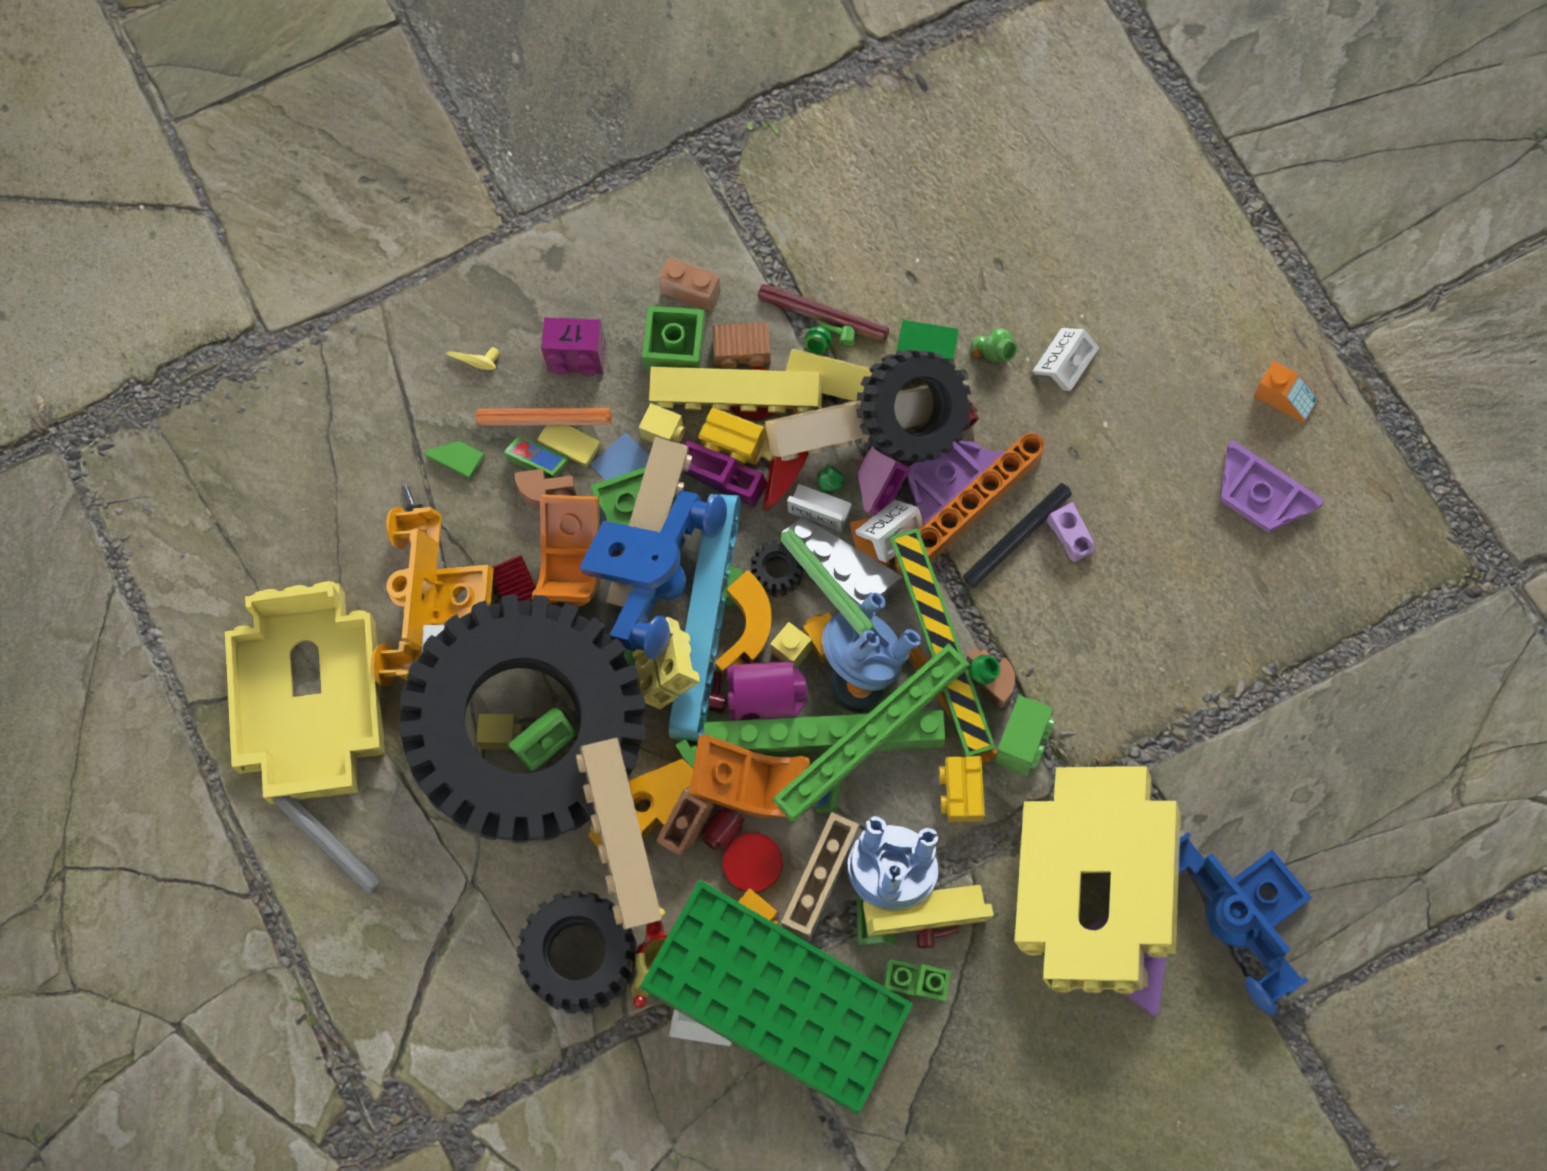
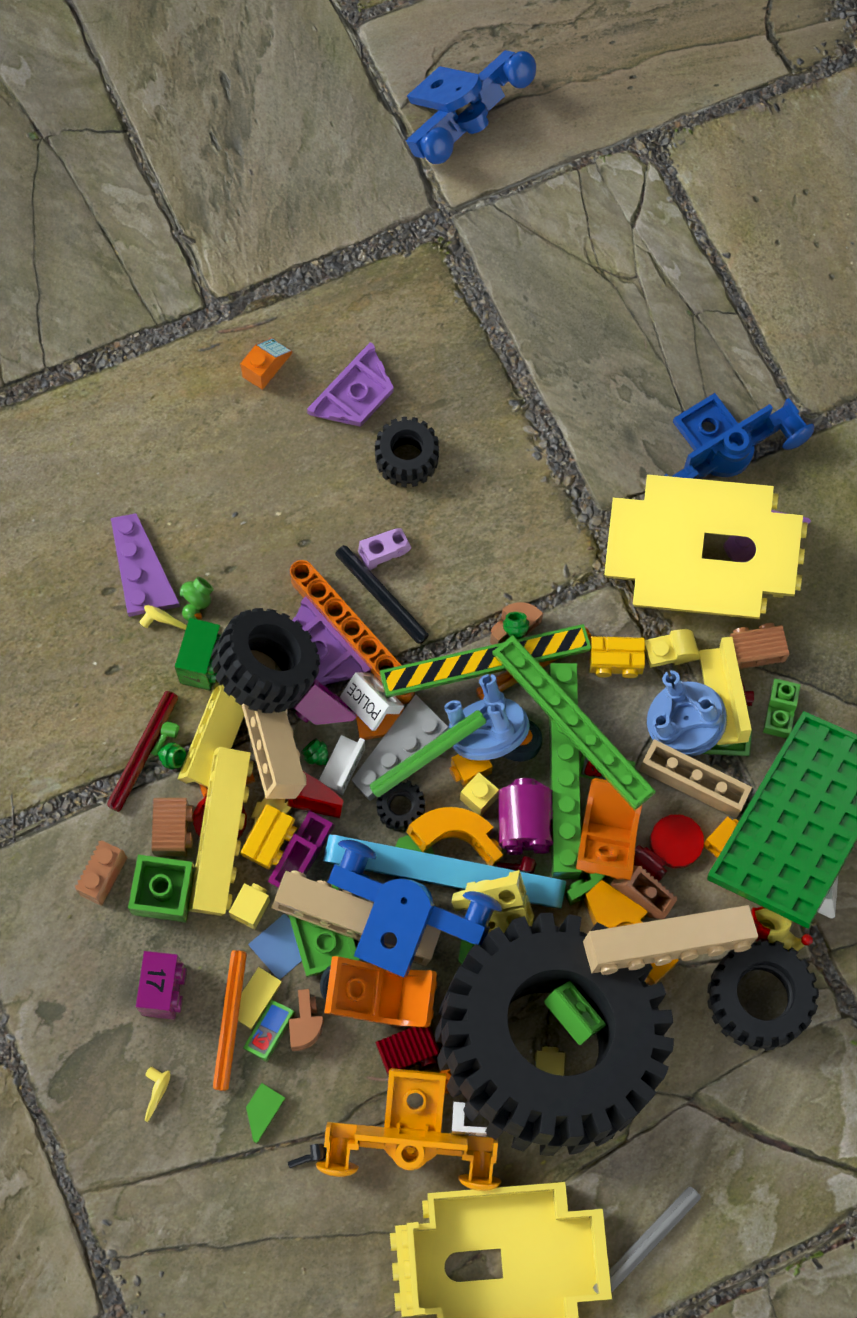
camera: 95 degrees left, 0 degrees up
(972, 311) = (159, 615): none -> light yellow bar
(977, 852) = (673, 648): none -> light yellow brick
(988, 950) = (760, 645): none -> nougat brick
(1019, 292) = (140, 569): none -> medium lavender wing
(1021, 741) = (575, 598): bright green brick -> none
(1067, 357) = (211, 538): white panel -> none
(1195, 526) = (410, 433): none -> black tyre

